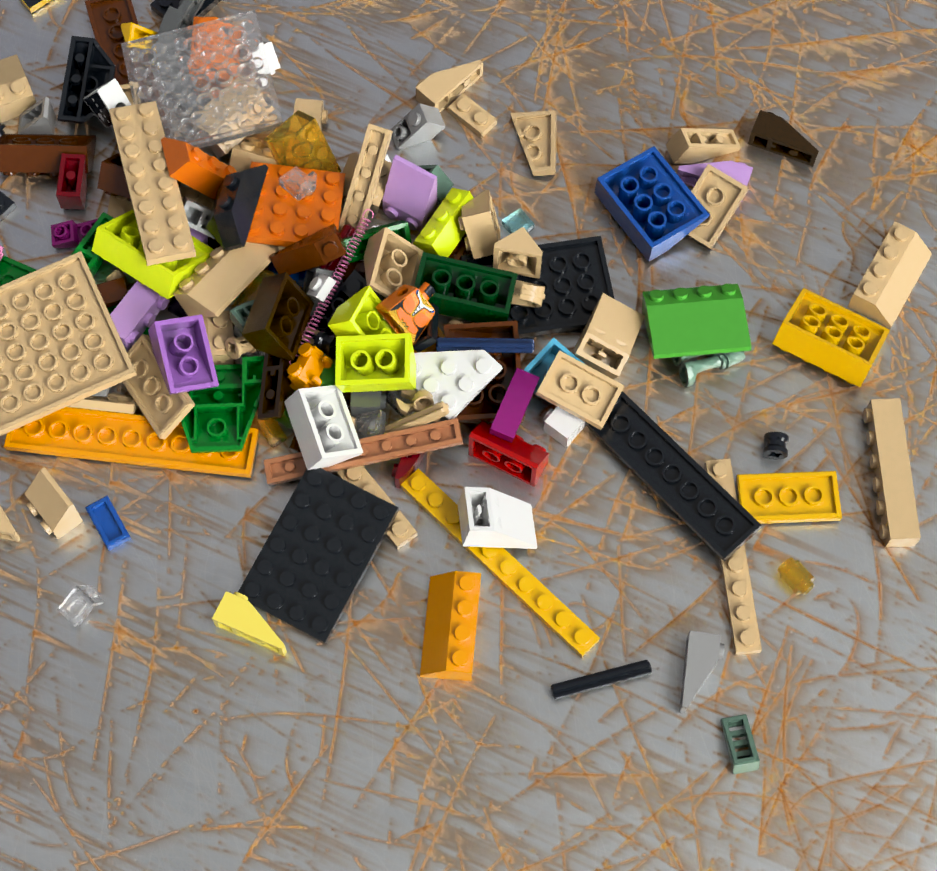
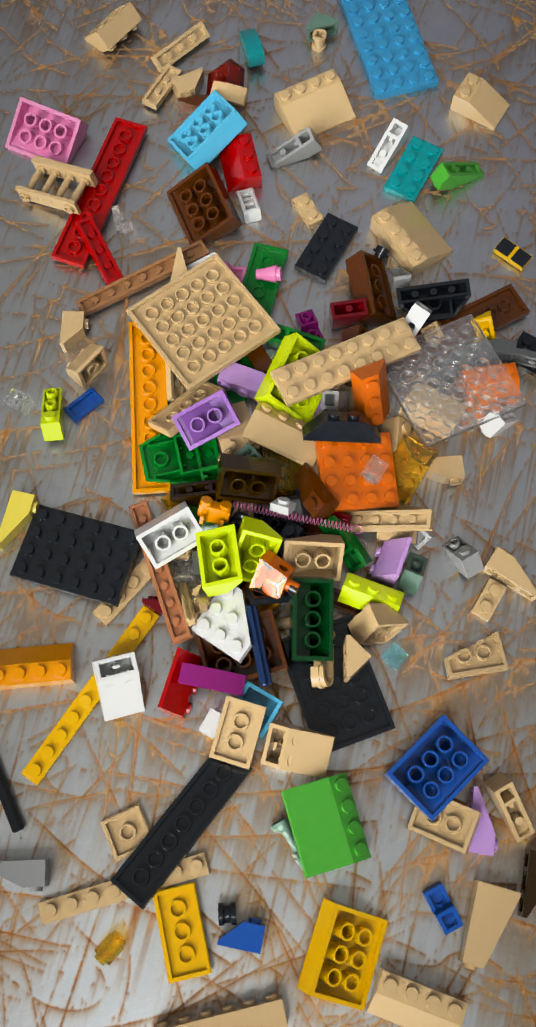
camera: 80 degrees right, 5 degrees up
(113, 560) = (52, 414): none -> neon yellow slope
(670, 544) = (125, 831): none -> tan tile
(798, 233) = (442, 908): none -> blue slope
(801, 428) = (245, 936): none -> blue slope
(817, 193) = (485, 921): none -> tan slope

